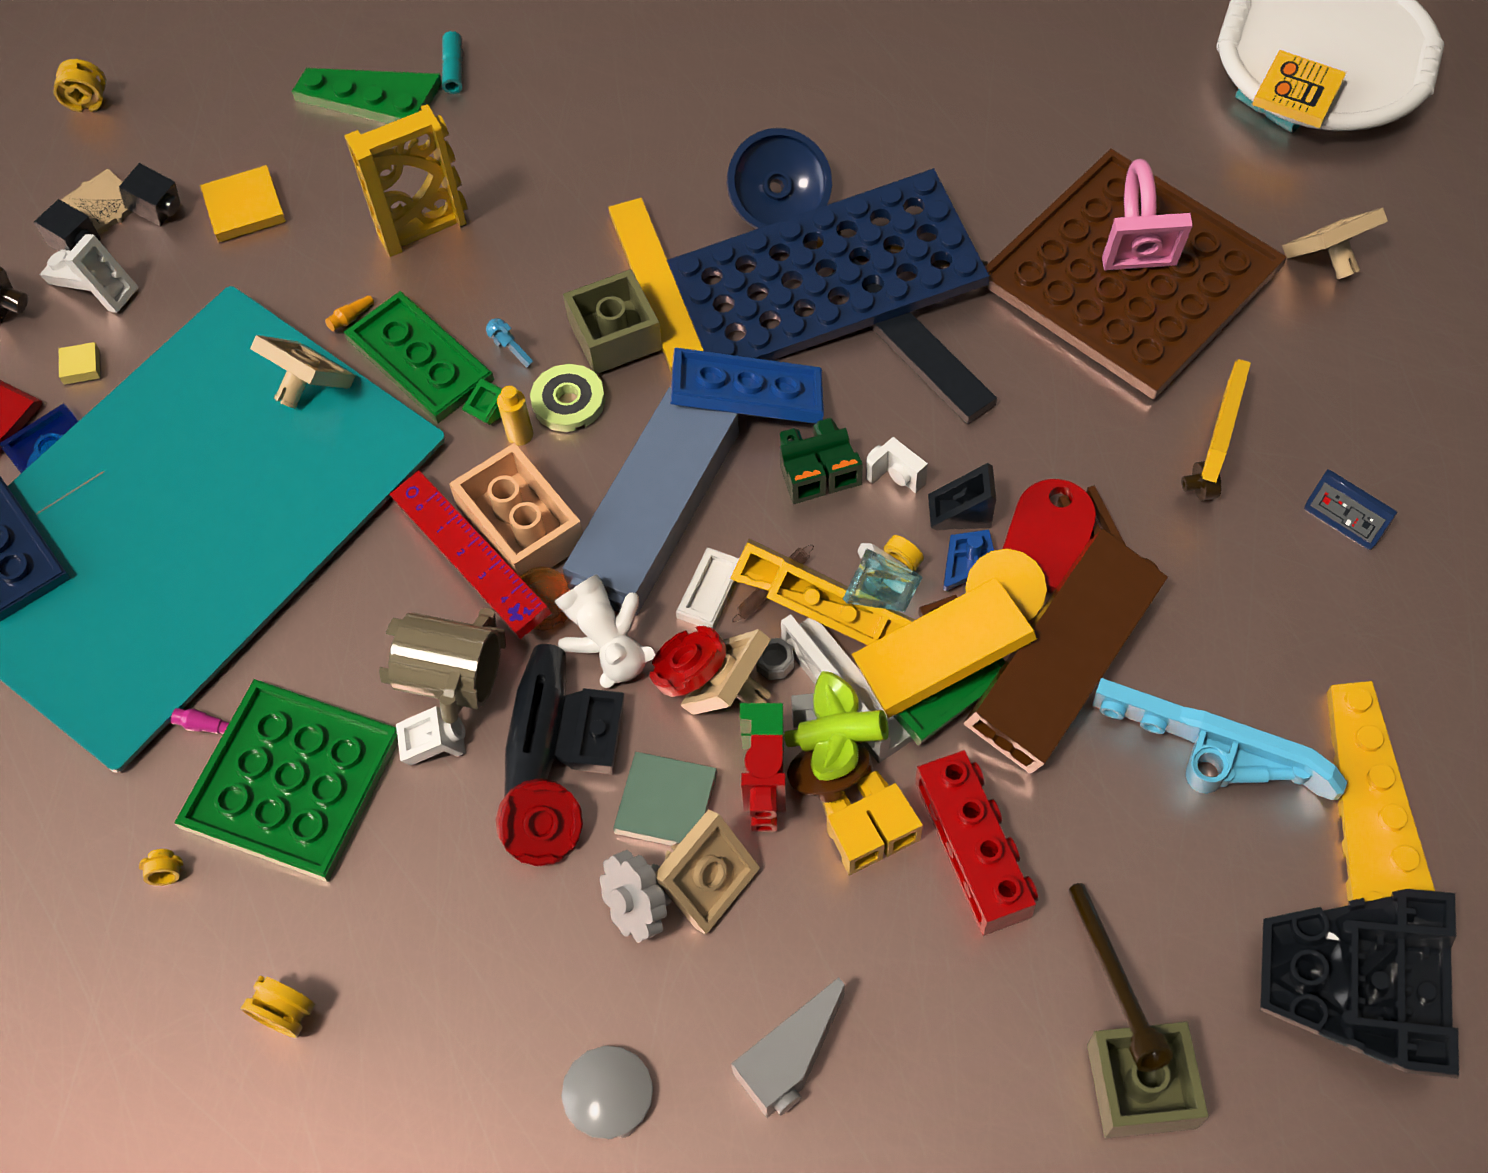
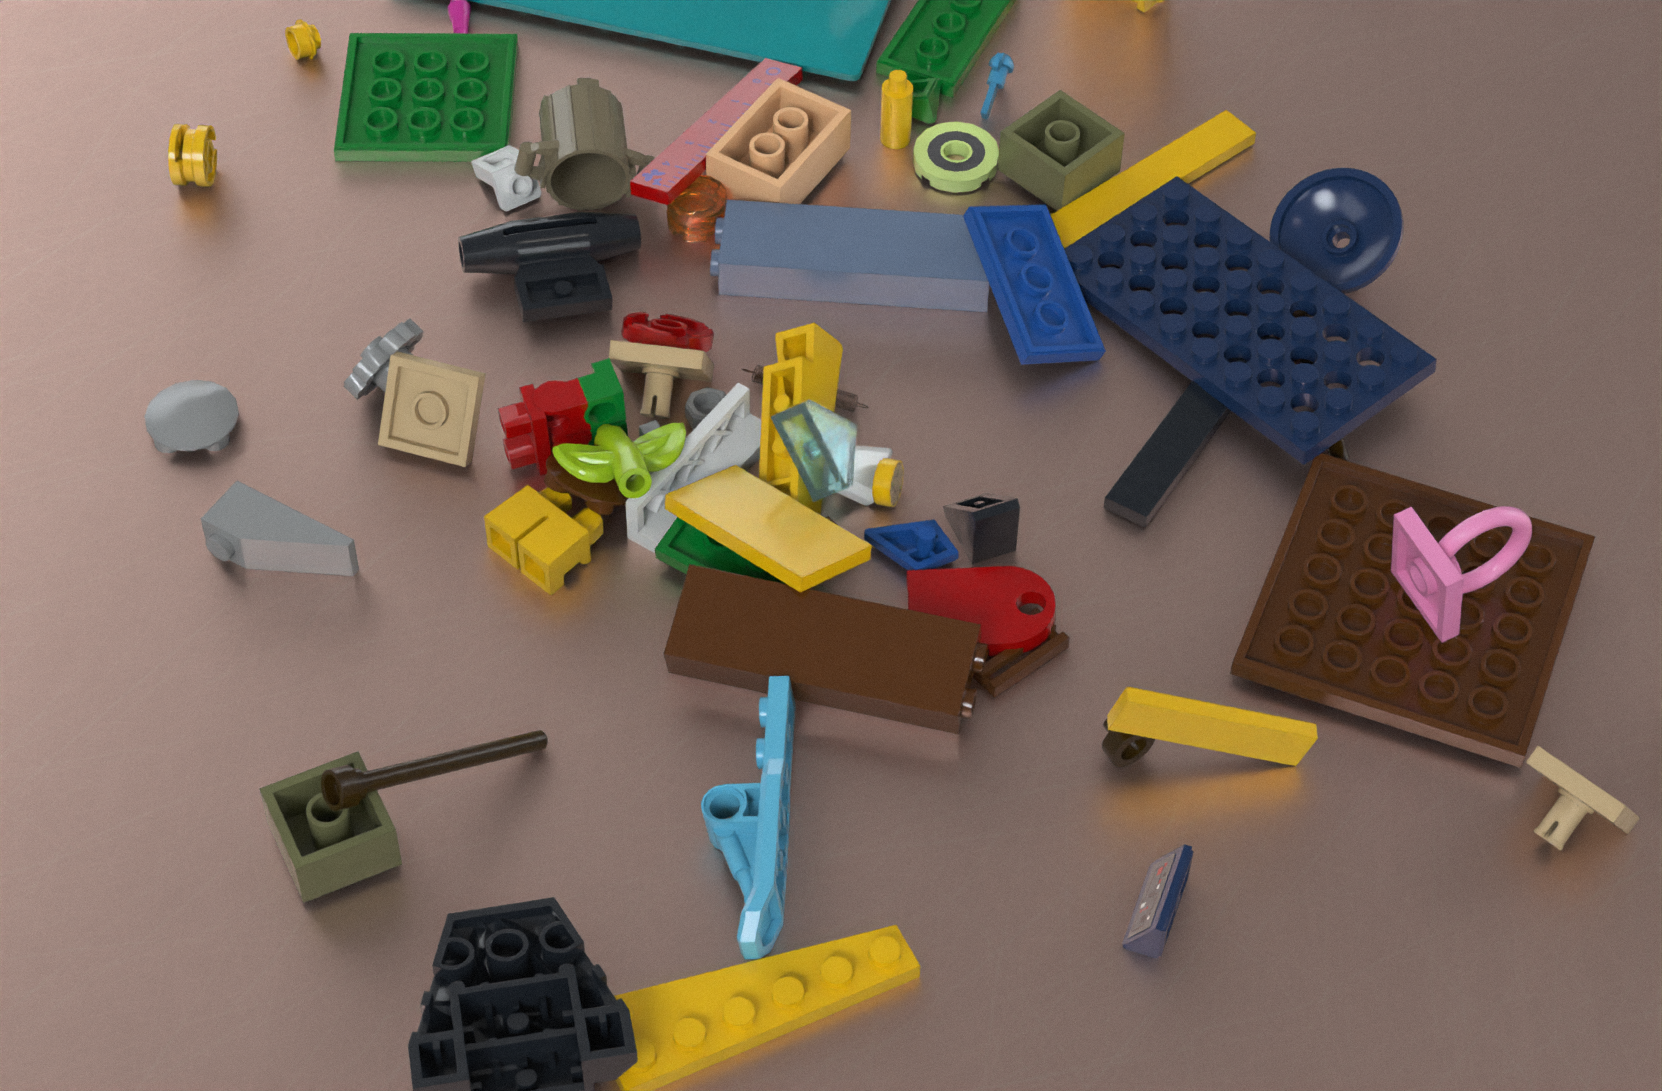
camera: 65 degrees right, 10 degrees down
(539, 822) = (441, 274): red tile -> none
(591, 610) = (672, 253): white piece -> none
(663, 798) = (510, 363): sand green tile -> none
(708, 589) = (755, 336): white tile -> none
(818, 462) = (972, 378): dark green hips -> none
(900, 462) = (1003, 445): white bracket -> none
(975, 842) = (555, 628): red brick -> none
(1018, 576) = (892, 576): yellow tile -> none

